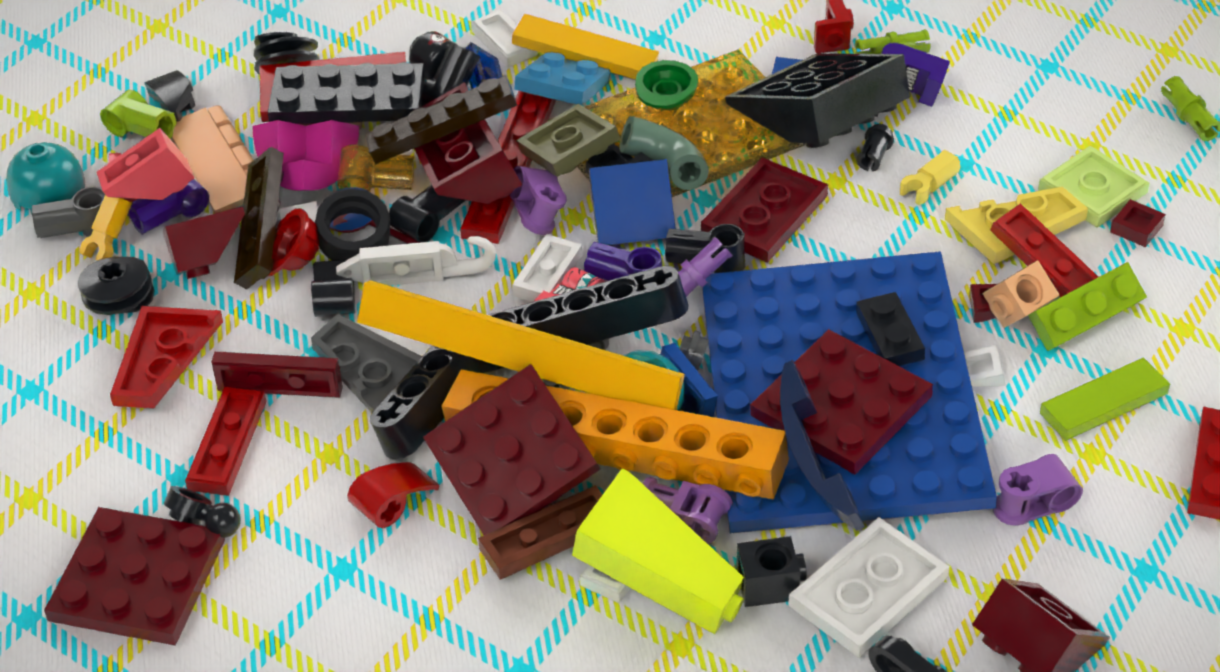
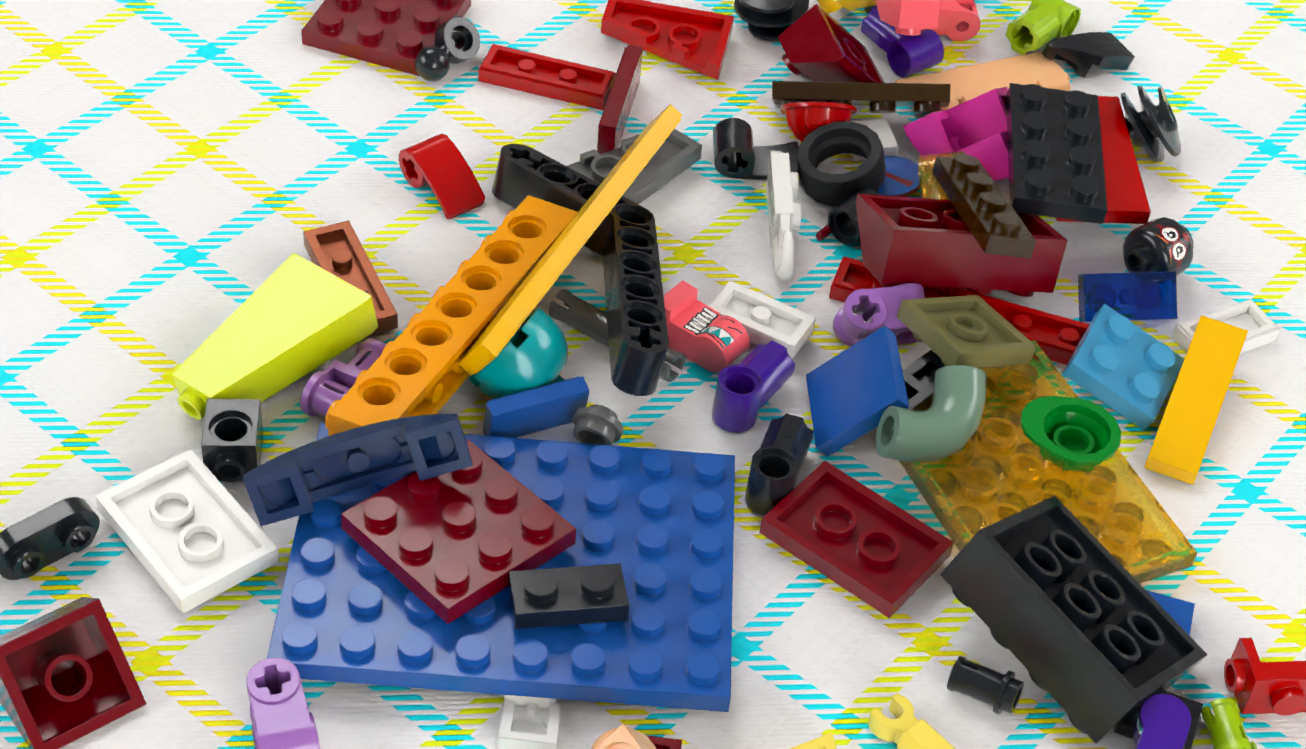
camera: 90 degrees right, 0 degrees up
(454, 70) = (1104, 252): black piece -> none
(511, 452) = (444, 238): dark red plate -> none
(702, 266) = (720, 433): medium lavender pin -> none

